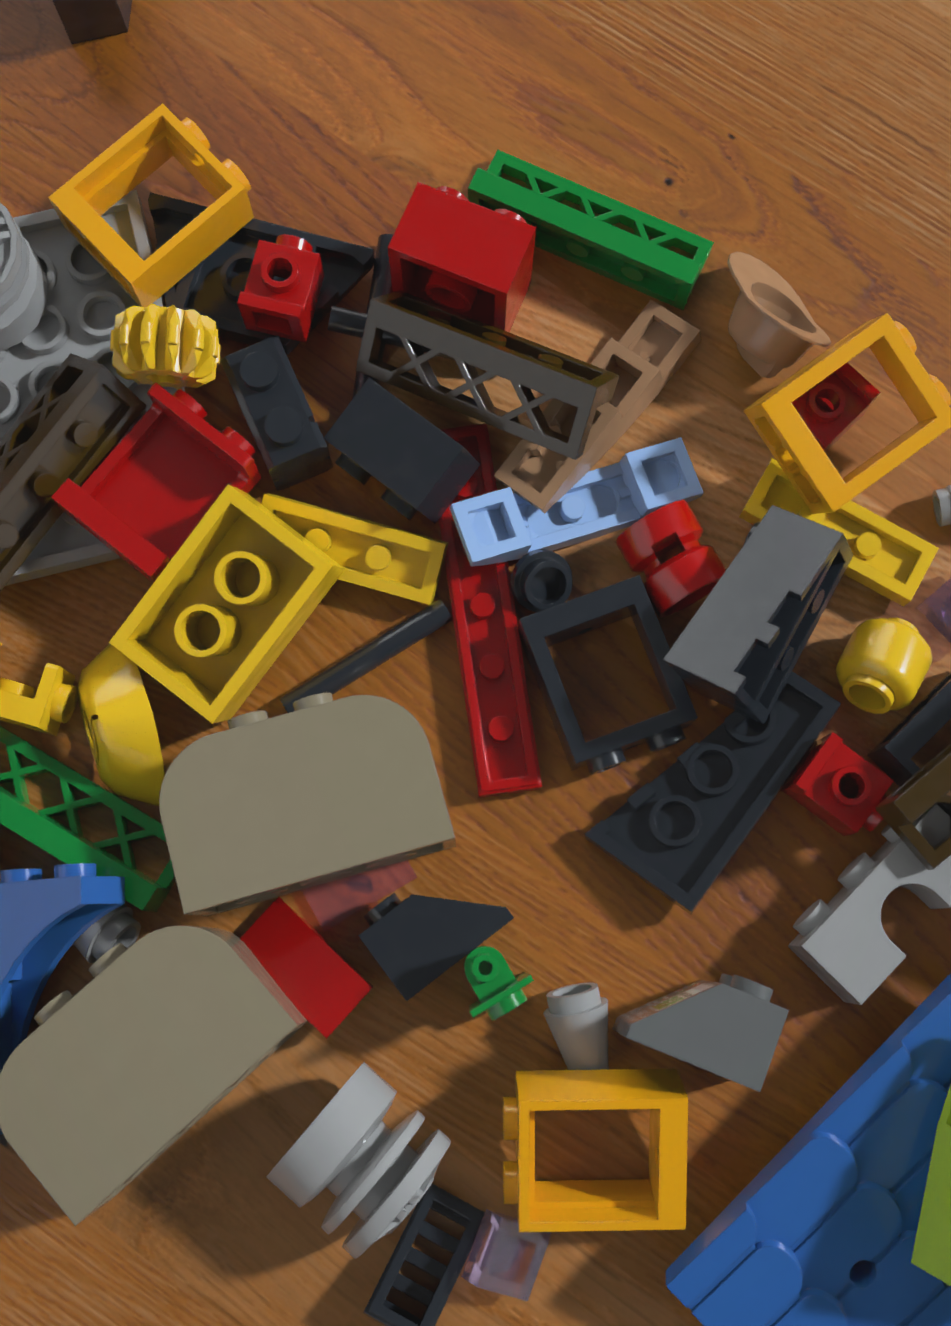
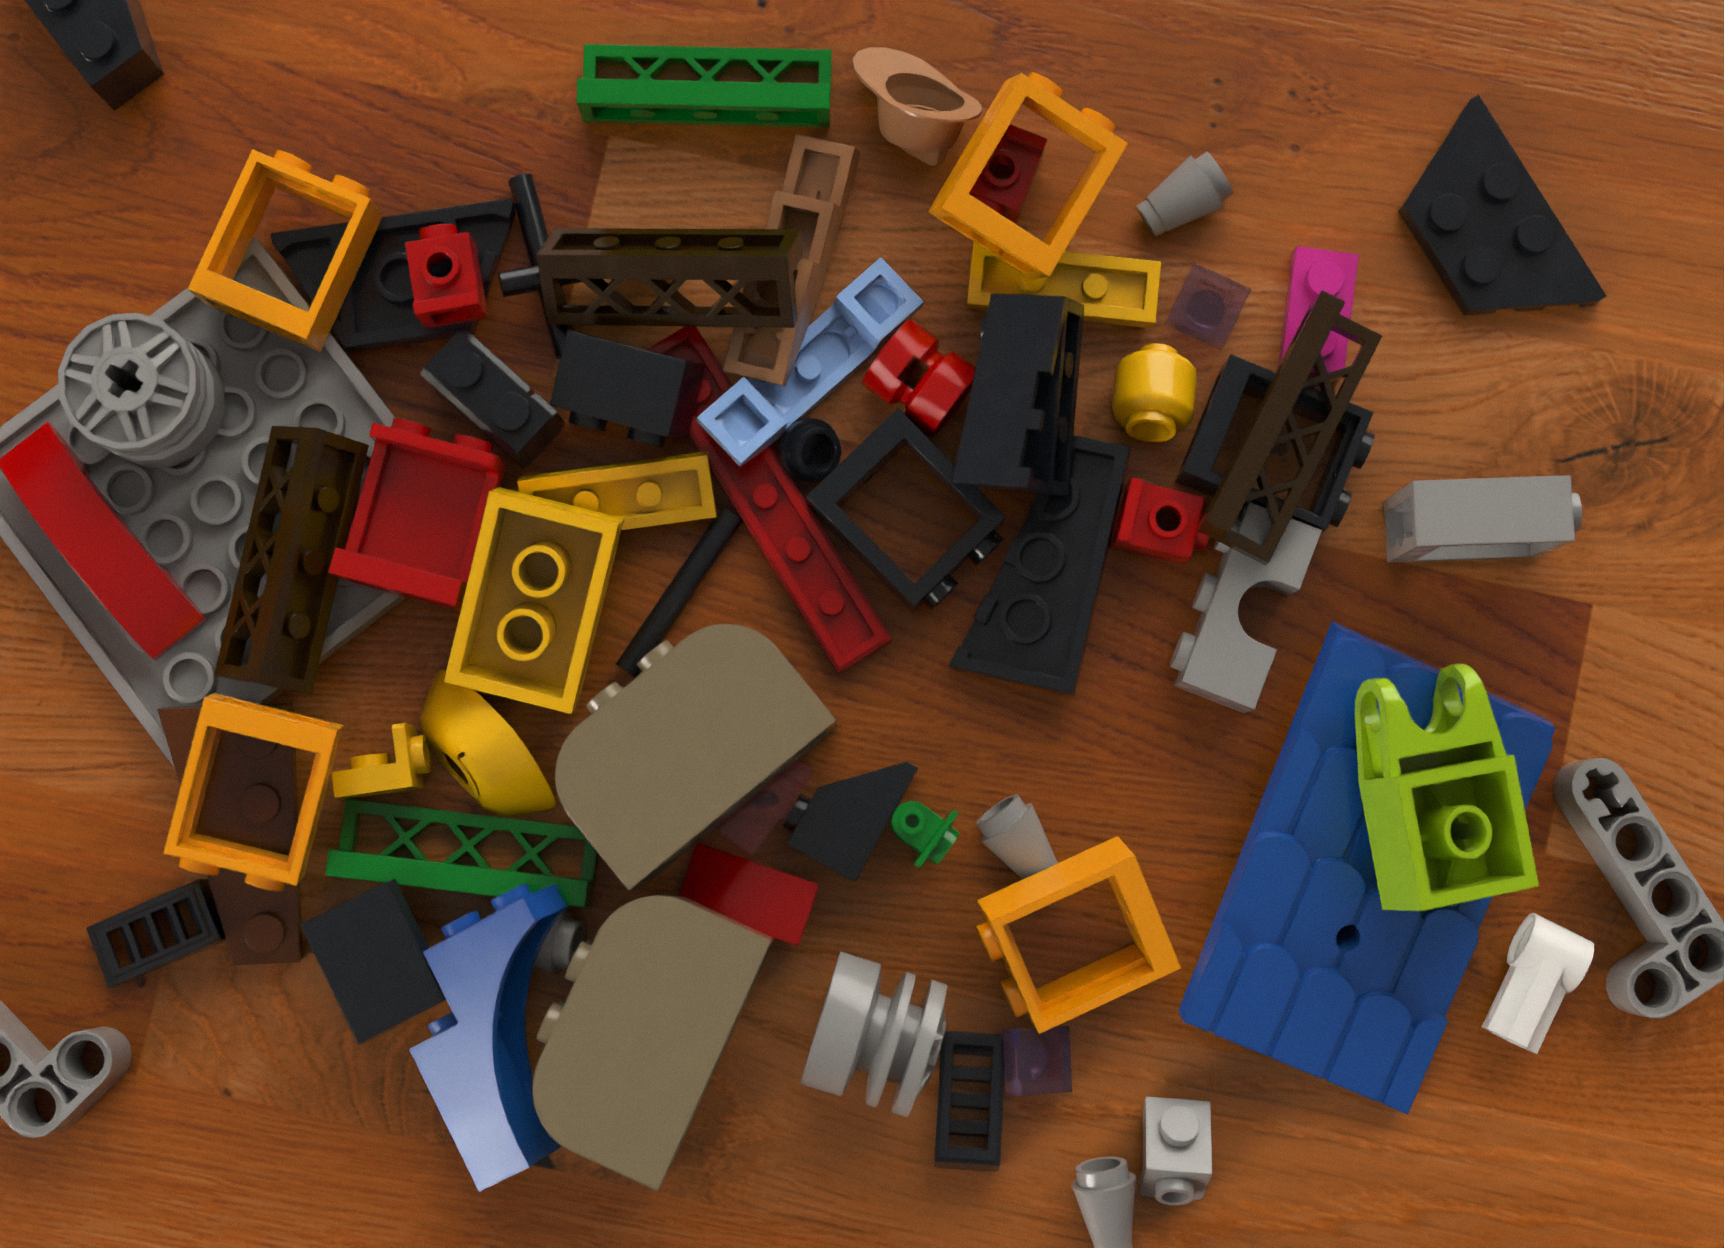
camera: 25 degrees left, 5 degrees up
(165, 346) = (365, 384): yellow gear -> none
(462, 255) = (603, 175): red brick -> none
(714, 1026) = (1132, 785): dark grey slope -> none

